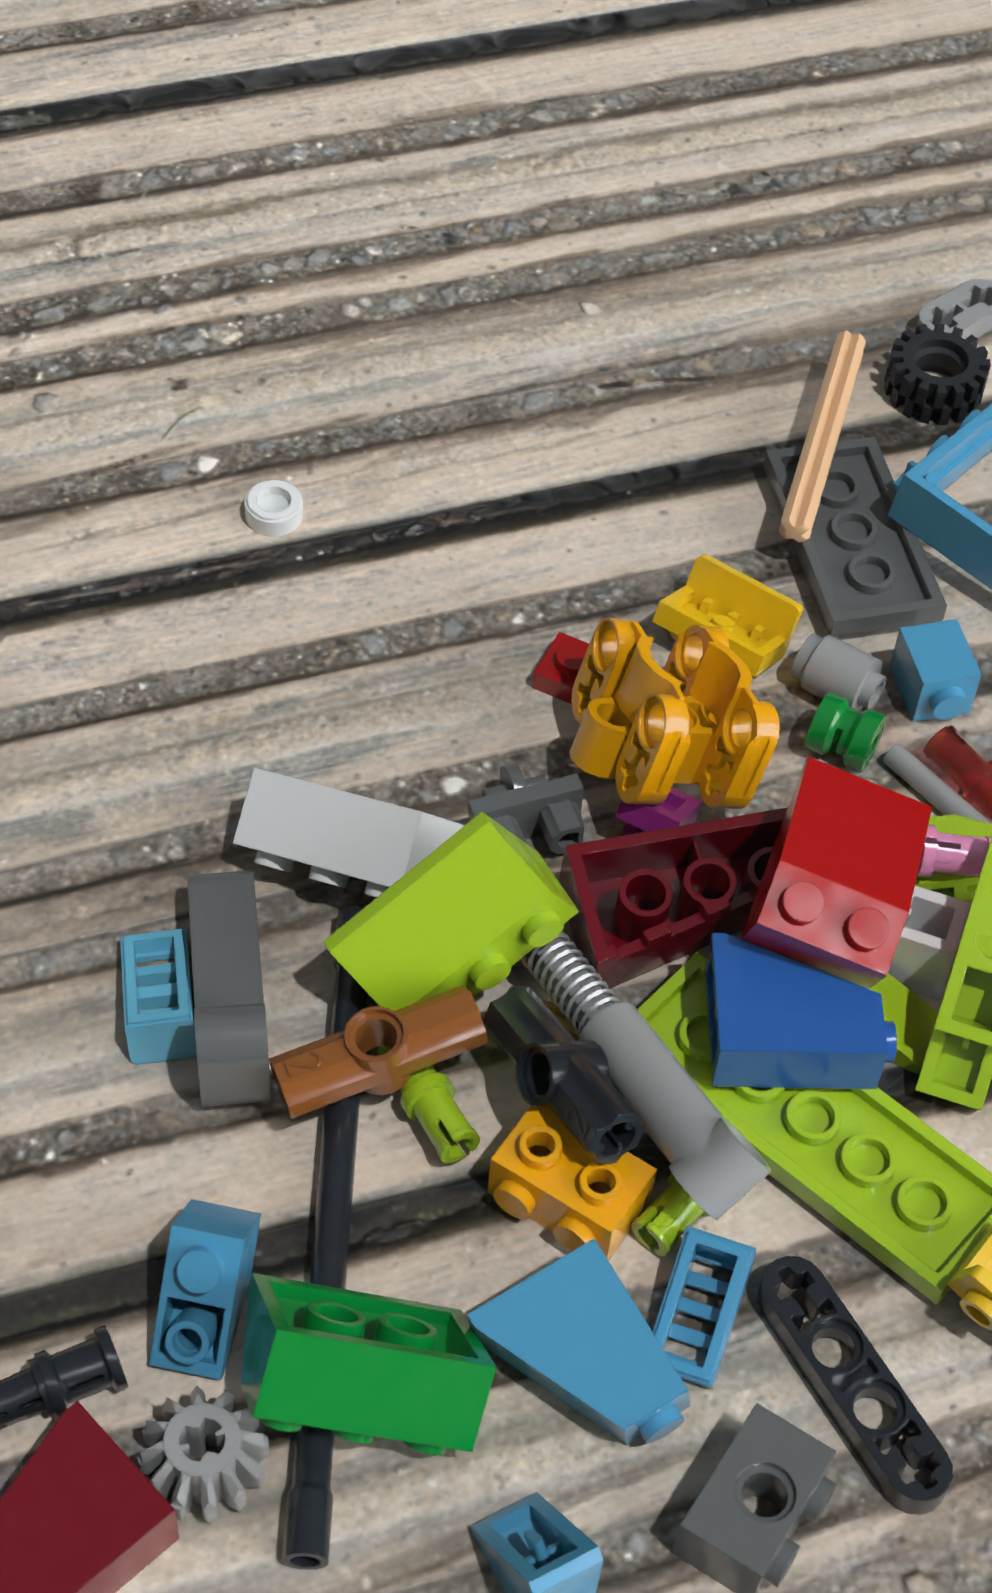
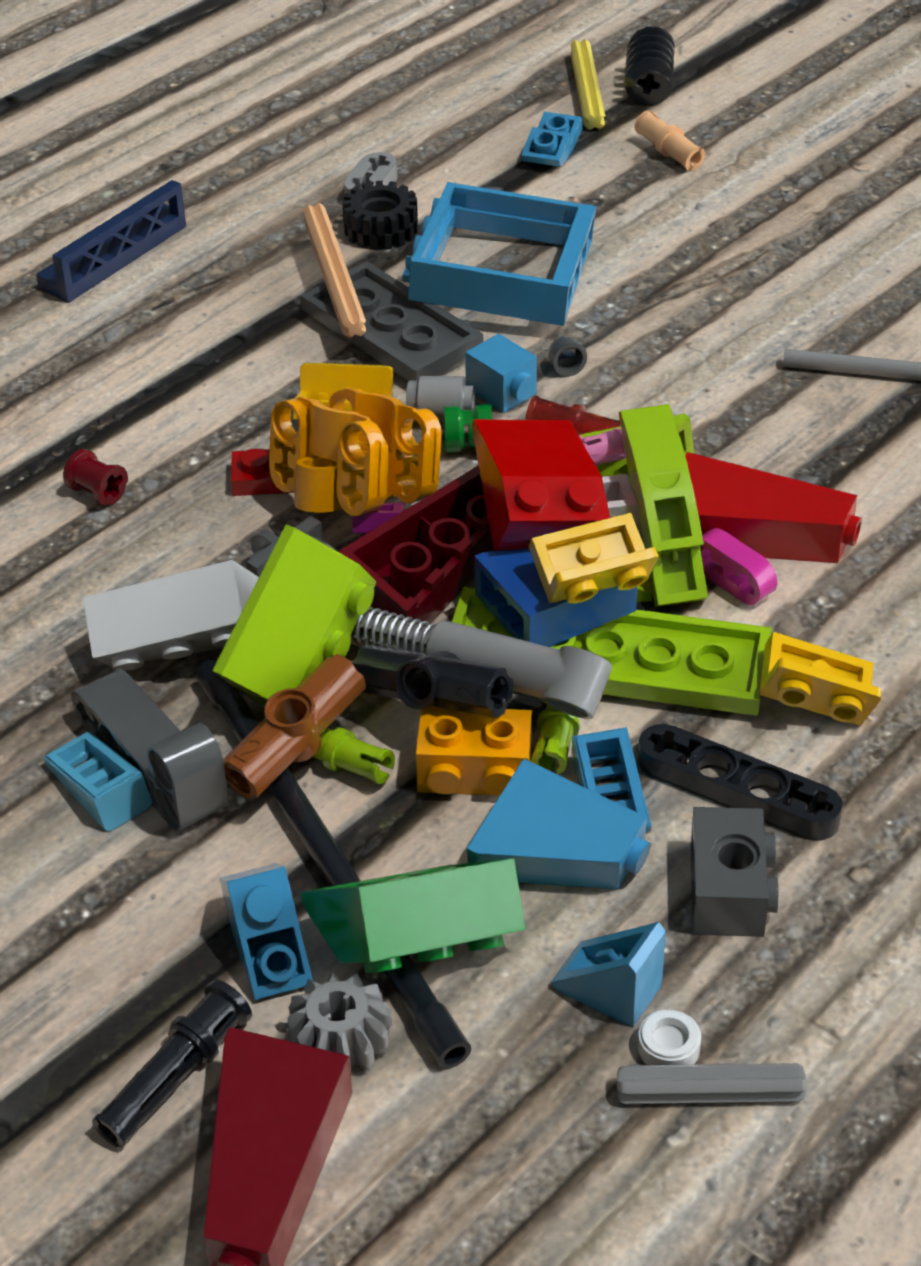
camera: 25 degrees left, 10 degrees down
(384, 586) = (89, 474): none -> dark red bush
(606, 281) = (114, 243): none -> dark blue fence
(832, 1016) = (591, 559): none -> yellow bracket

